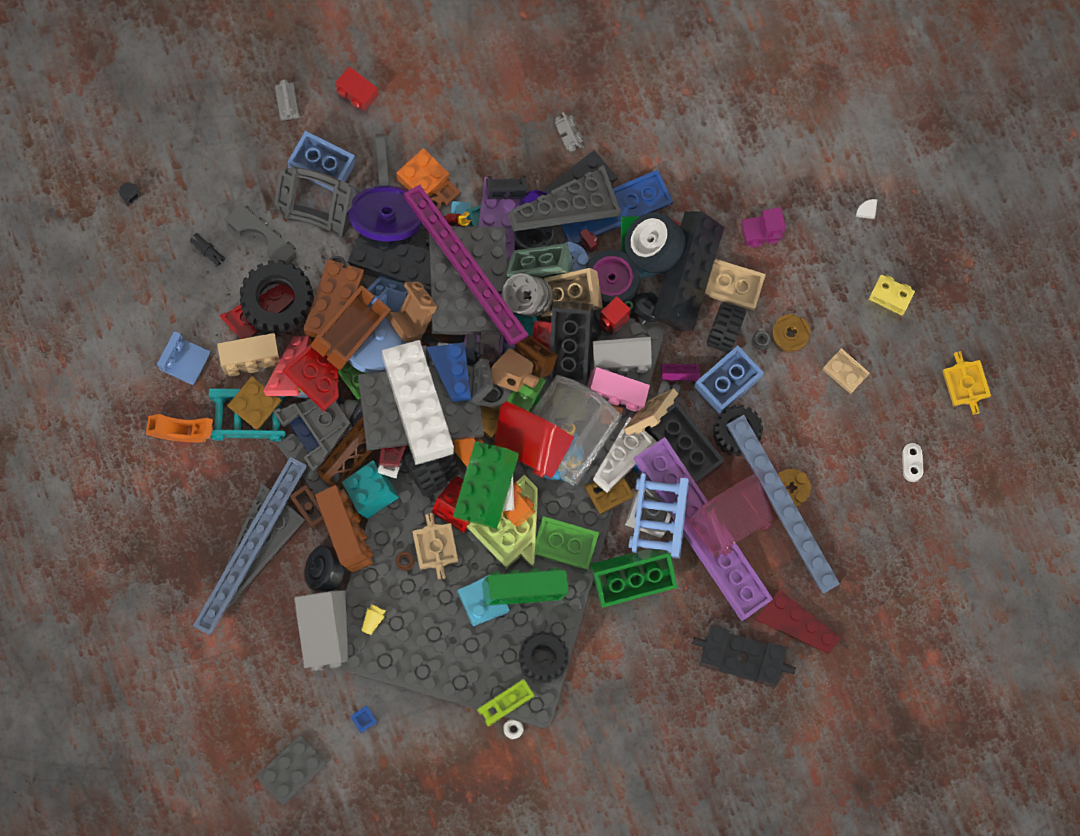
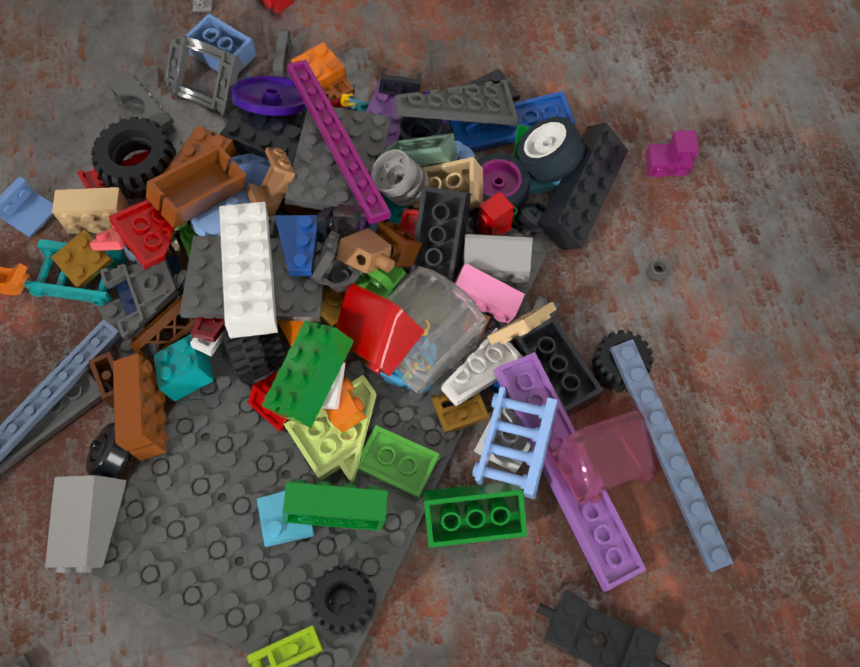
camera: 15 degrees right, 10 degrees down
(129, 193) = (25, 54): black brick -> none
(207, 249) = (85, 112): black pin -> none
(363, 719) = (106, 646): blue plate -> none
(373, 617) = (146, 518): light yellow cone -> none
(404, 554) = (198, 450): reddish brown plate -> none
(435, 546) = (241, 443): tan plate -> none
(567, 125) = (479, 56): light grey hinge -> none
(589, 241) = (479, 144): dark red plate -> none
(686, 372) = (570, 292): magenta plate -> none
(726, 327) = (620, 246): black tyre -> none
(728, 380) = (617, 303): medium blue brick -> none
(734, 284) = (633, 210): tan plate -> none
(780, 331) = (687, 276): pearl gold plate -> none
(790, 618) = (668, 600): dark red wing -> none
(800, 481) = (691, 430): pearl gold plate -> none
(846, 371) = (753, 315): tan plate -> none
(867, 209) = (786, 155): white tile -> none
(892, 294) = (812, 240): light yellow brick -> none
(912, 461) = (828, 425): white plate -> none

